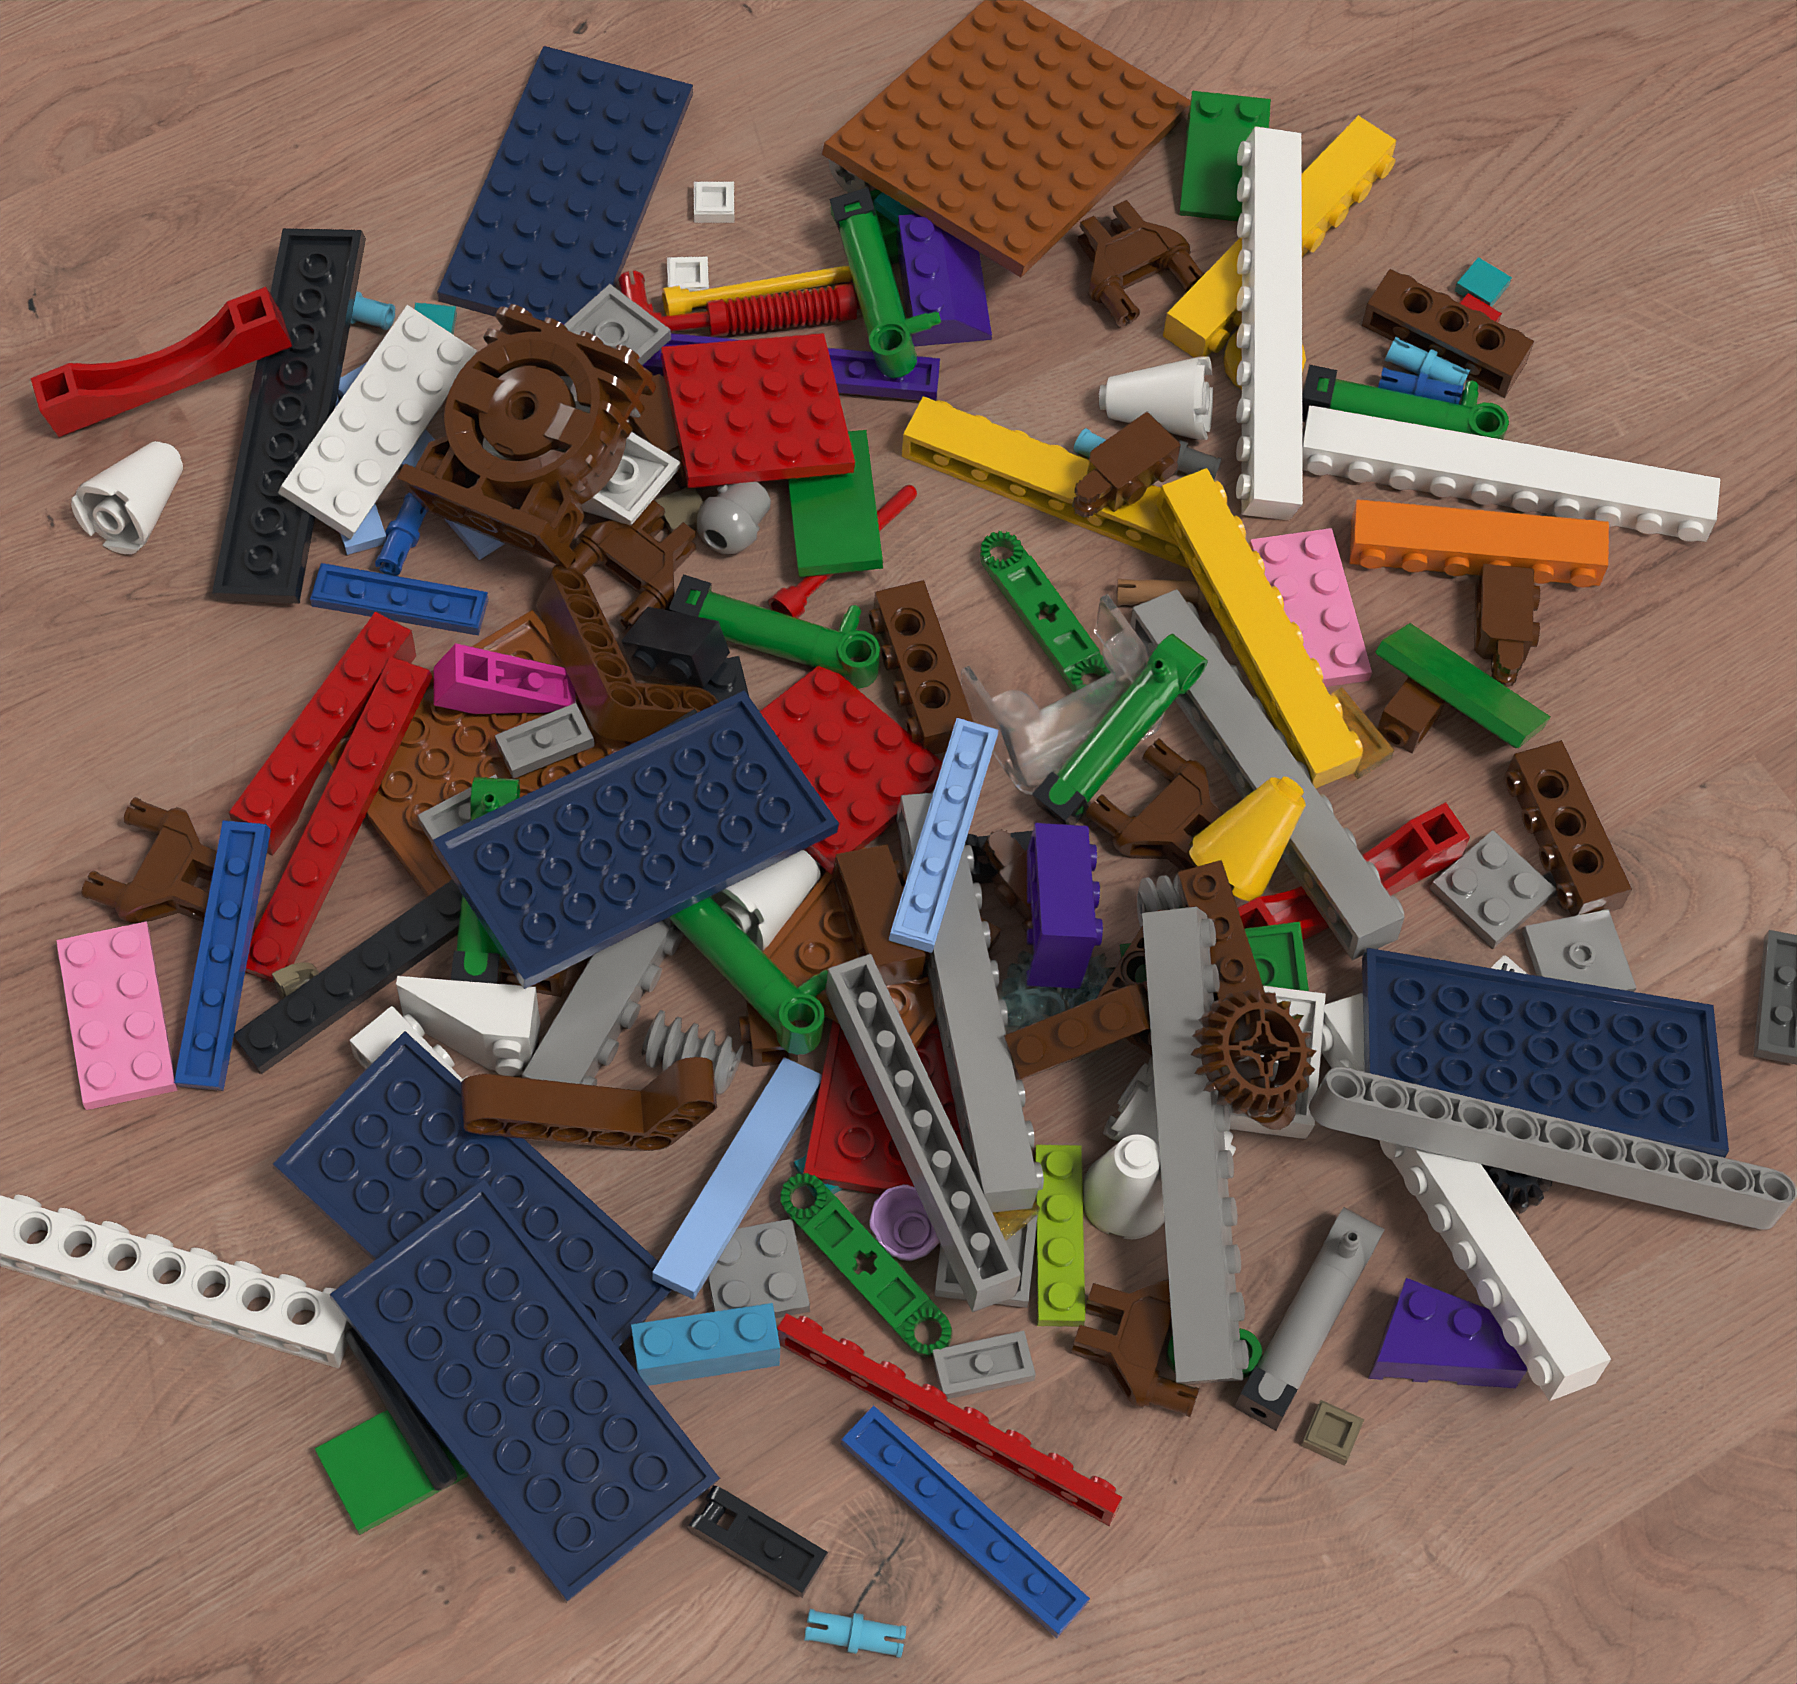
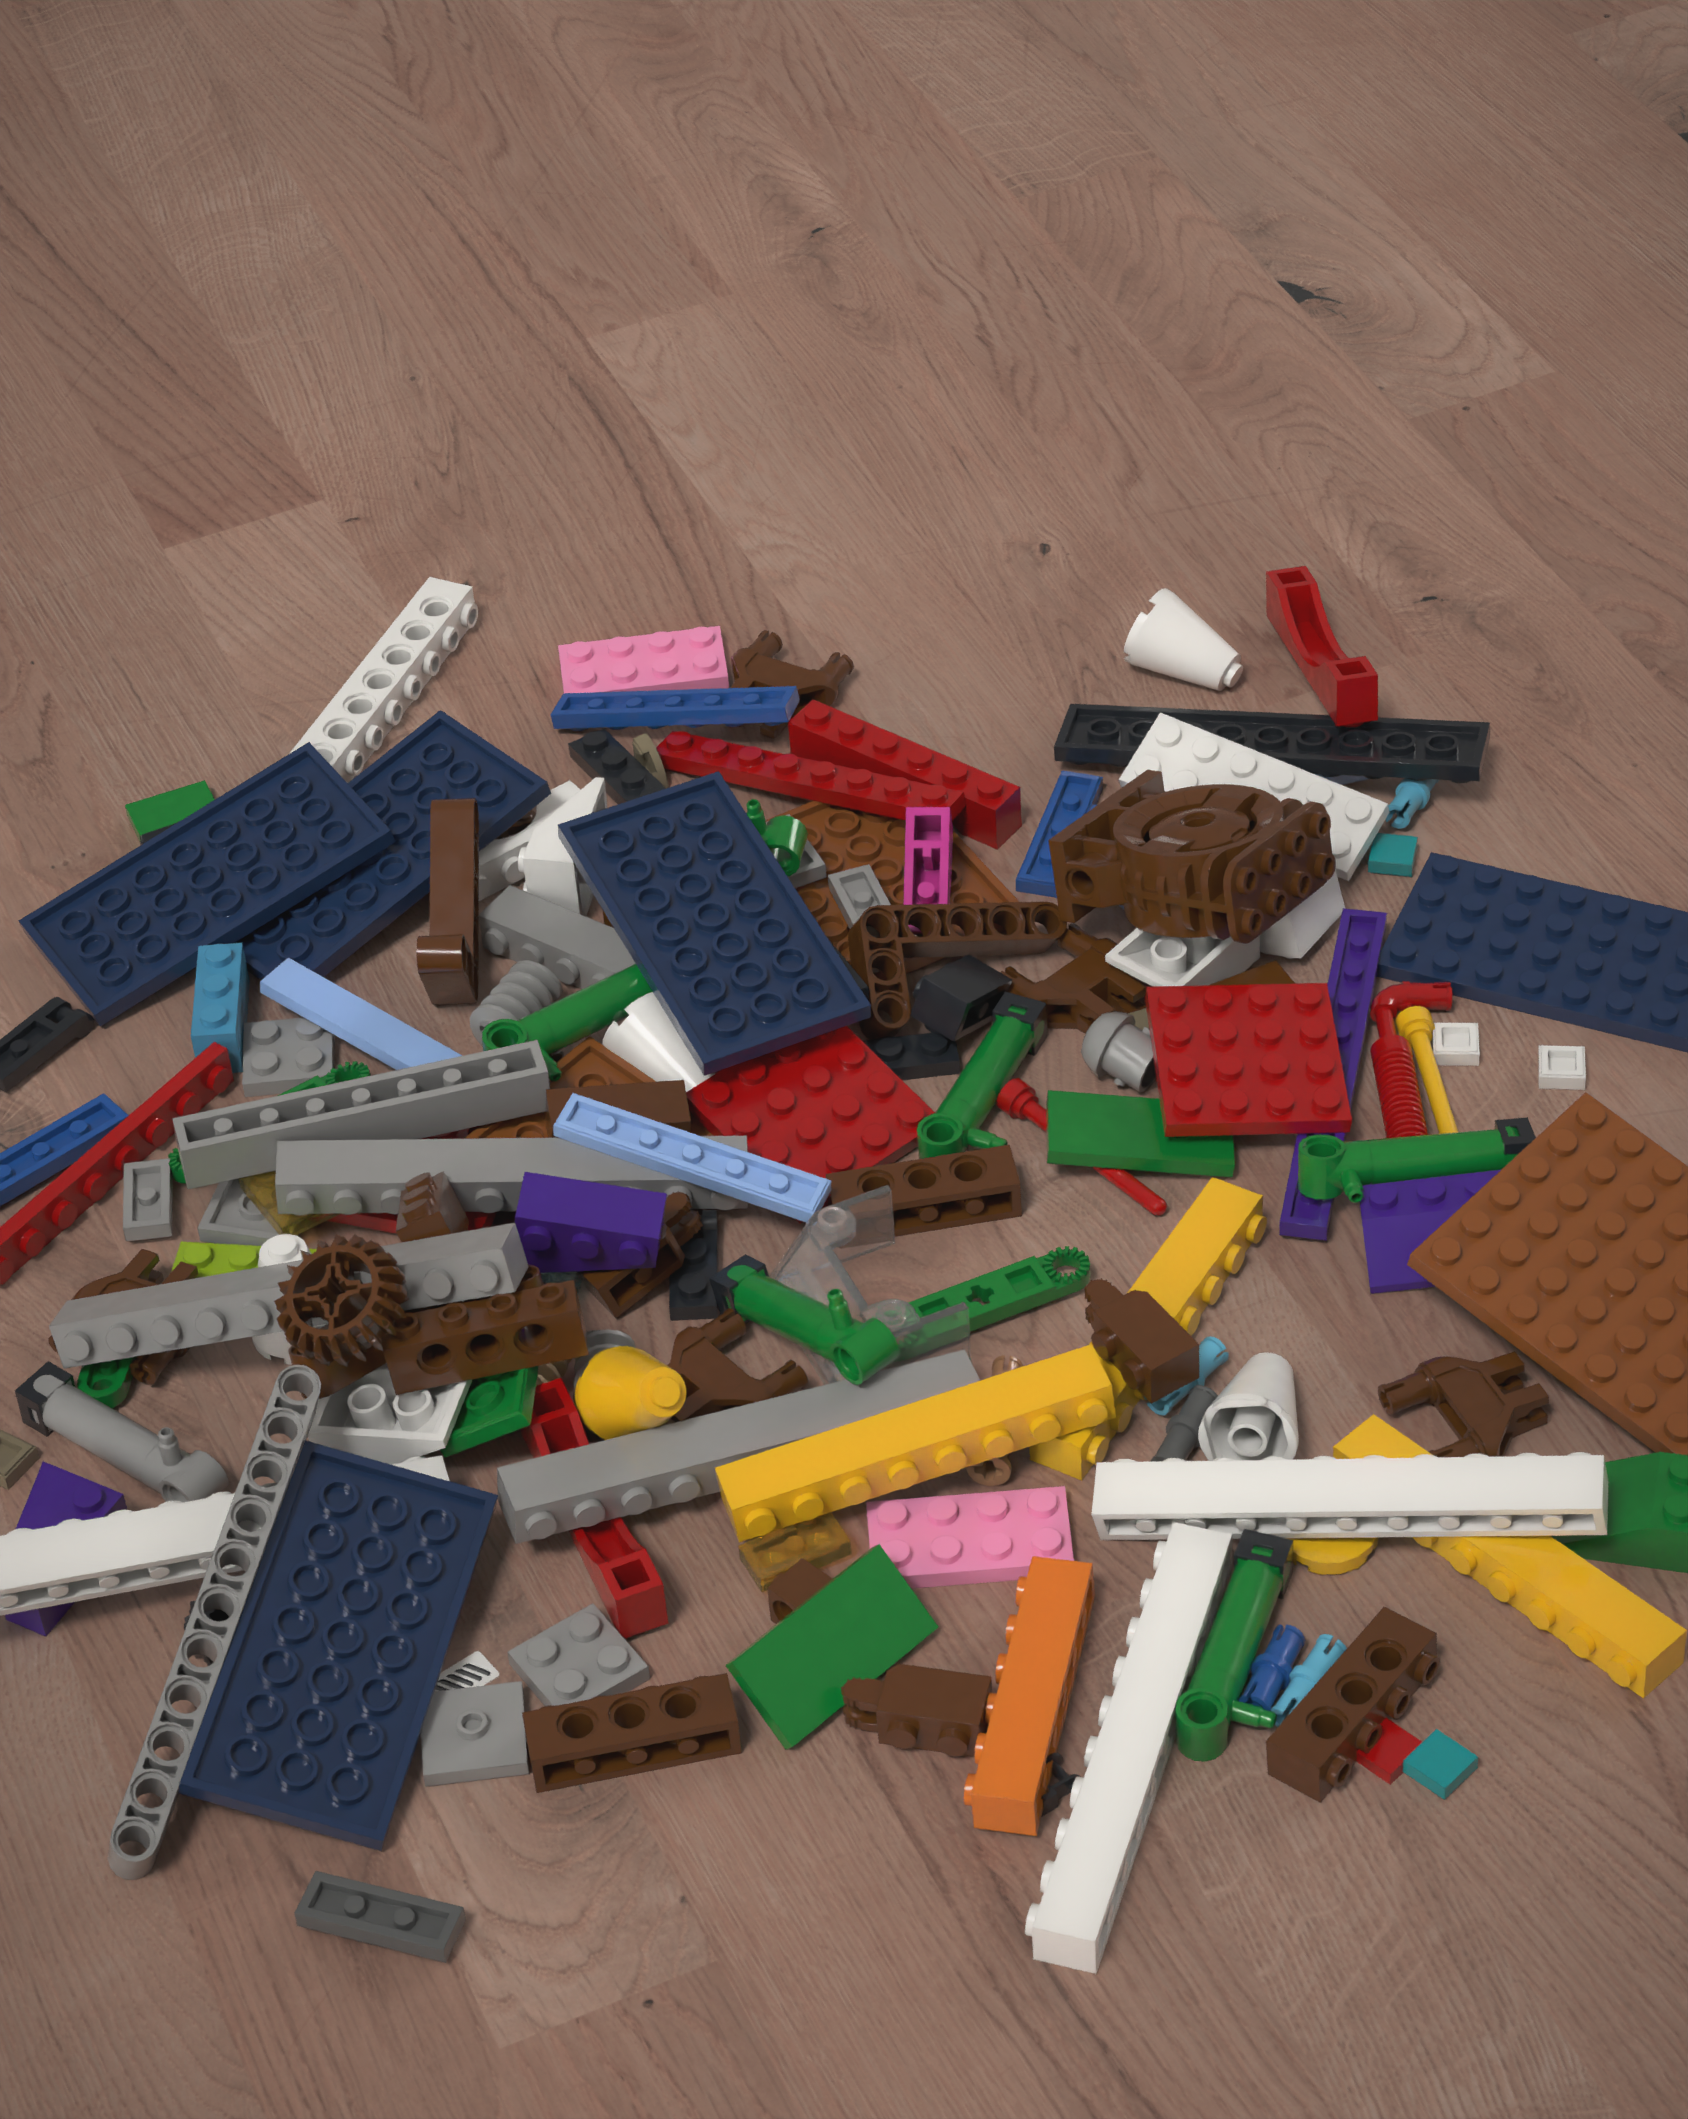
camera: 105 degrees right, 20 degrees down
(621, 322) = (1351, 957): light grey plate -> none

